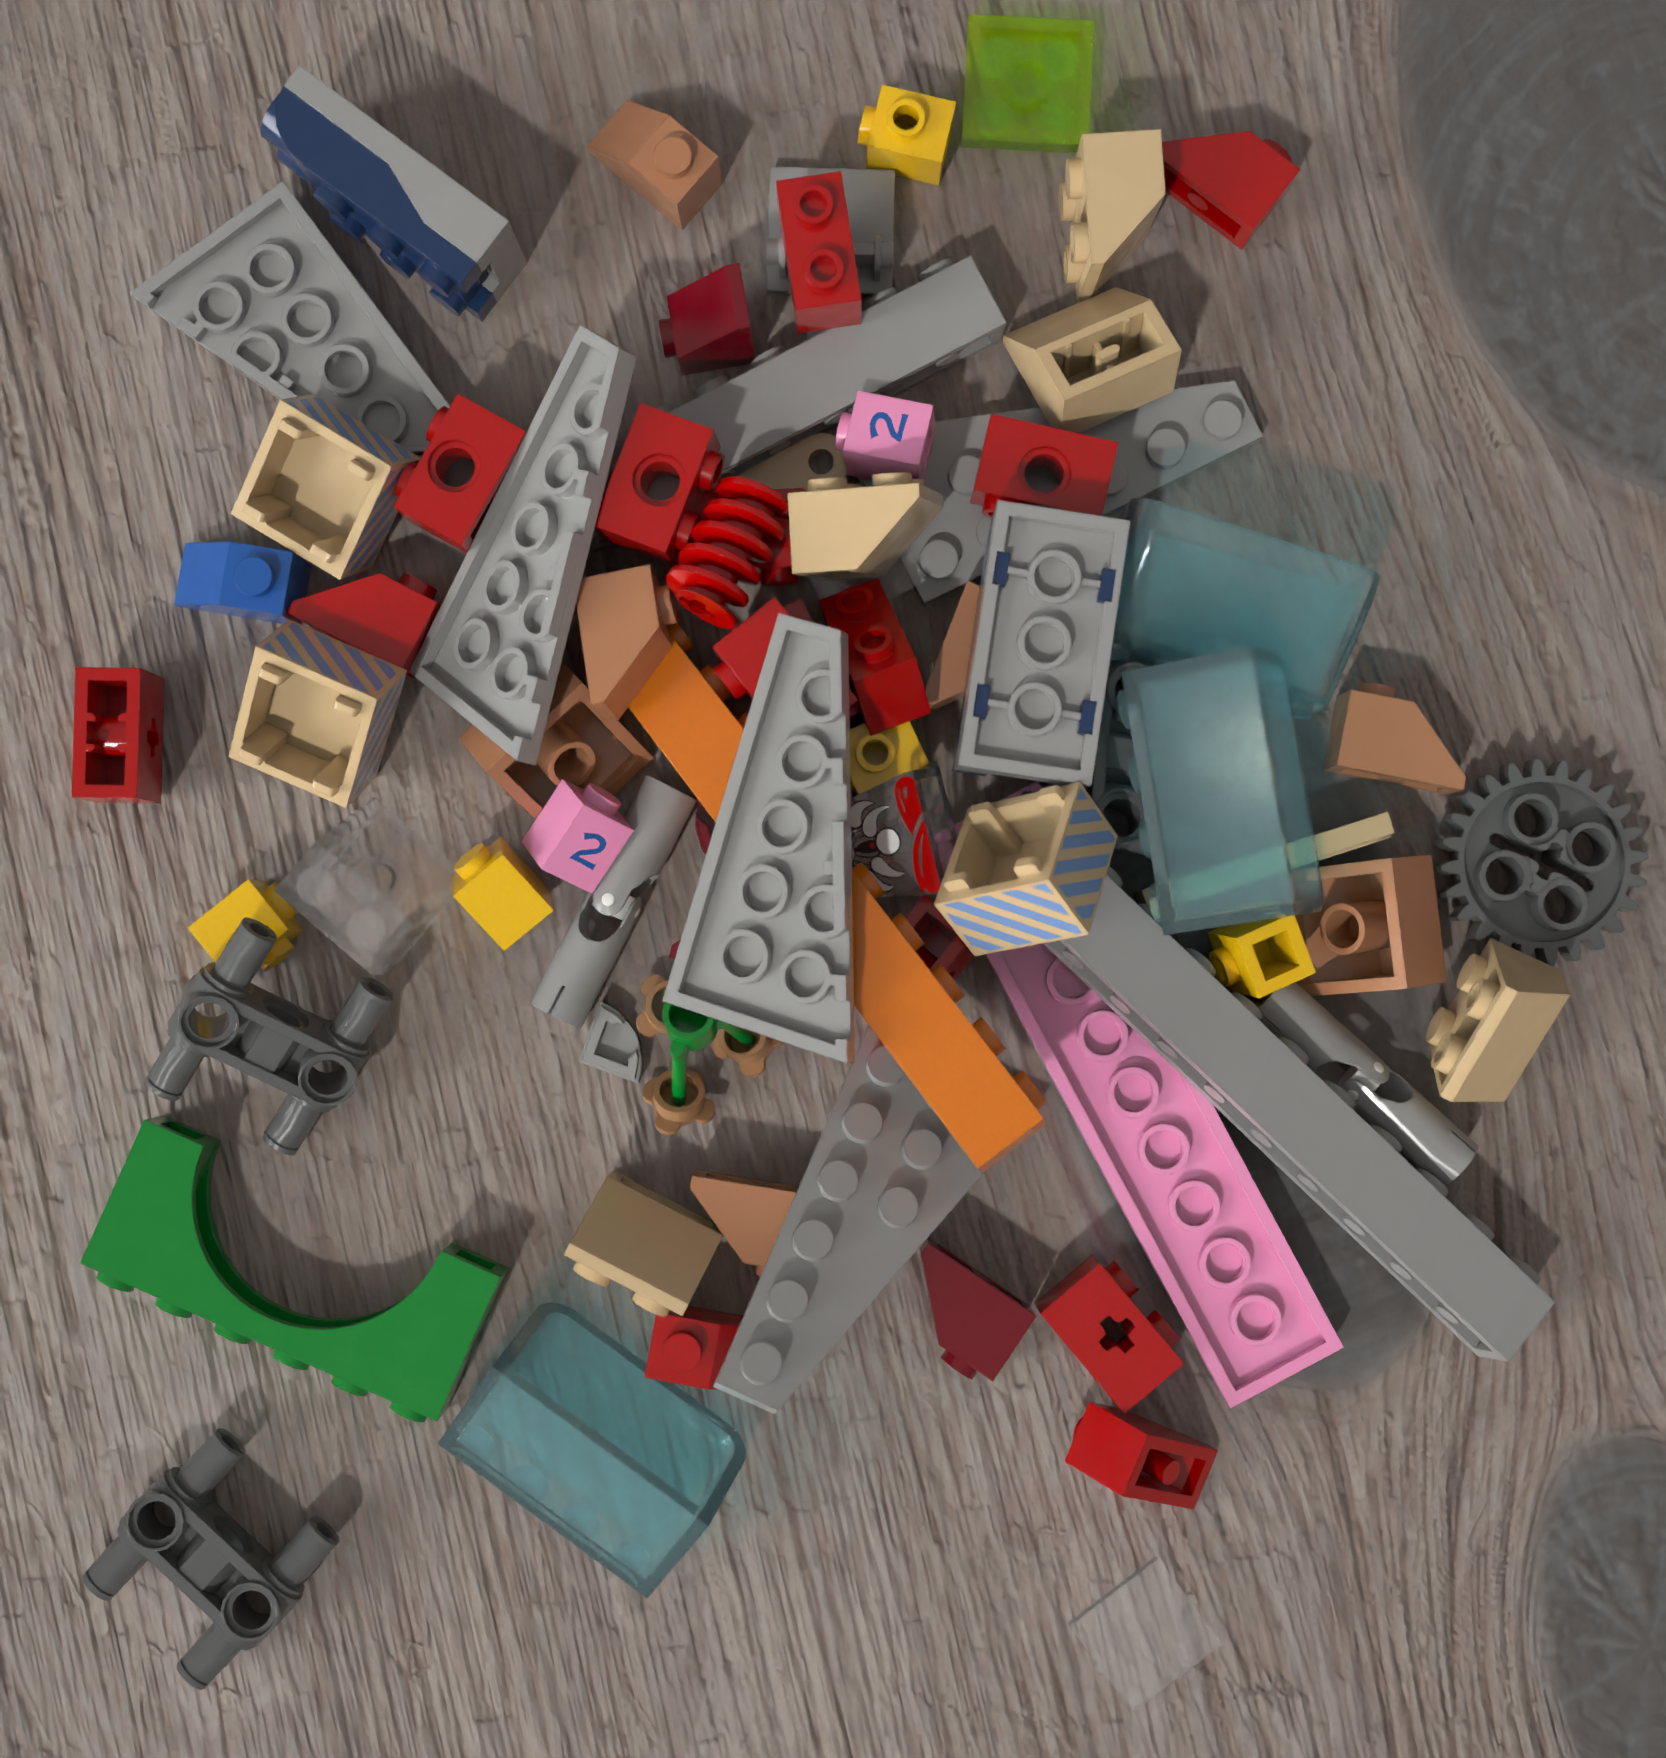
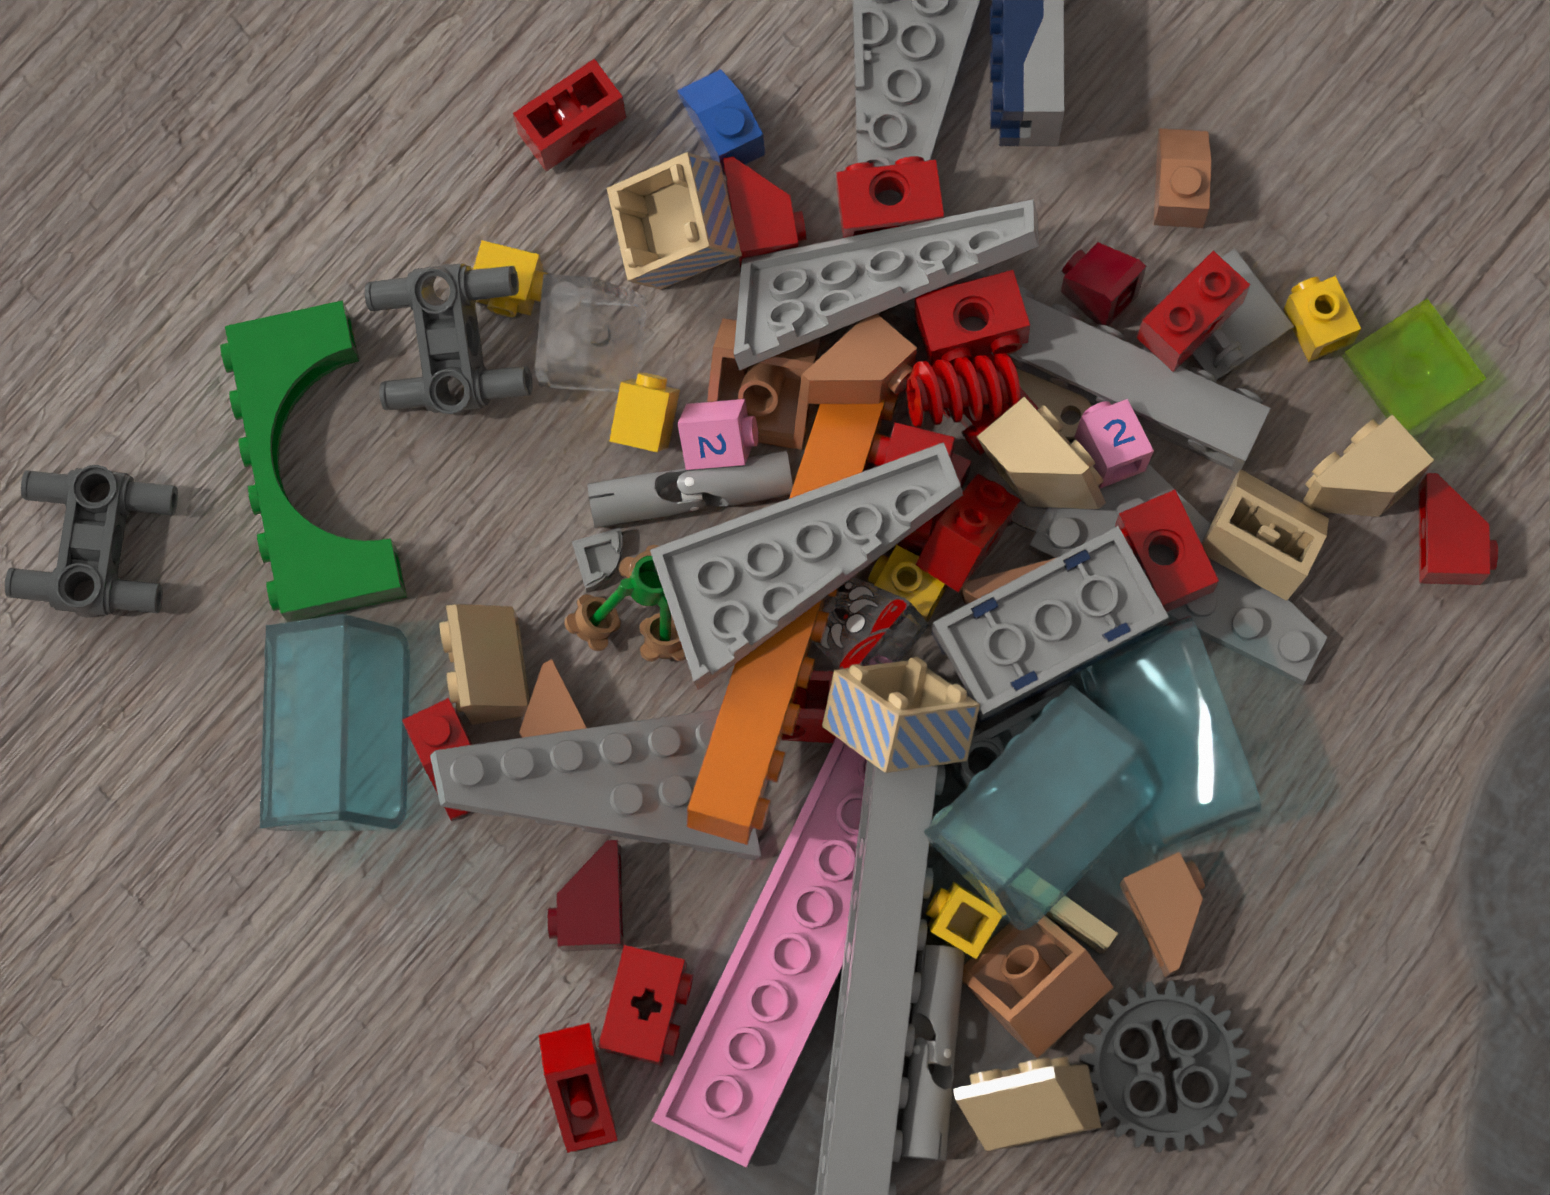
camera: 60 degrees right, 10 degrees down
(323, 485) = (818, 123): tan container -> none

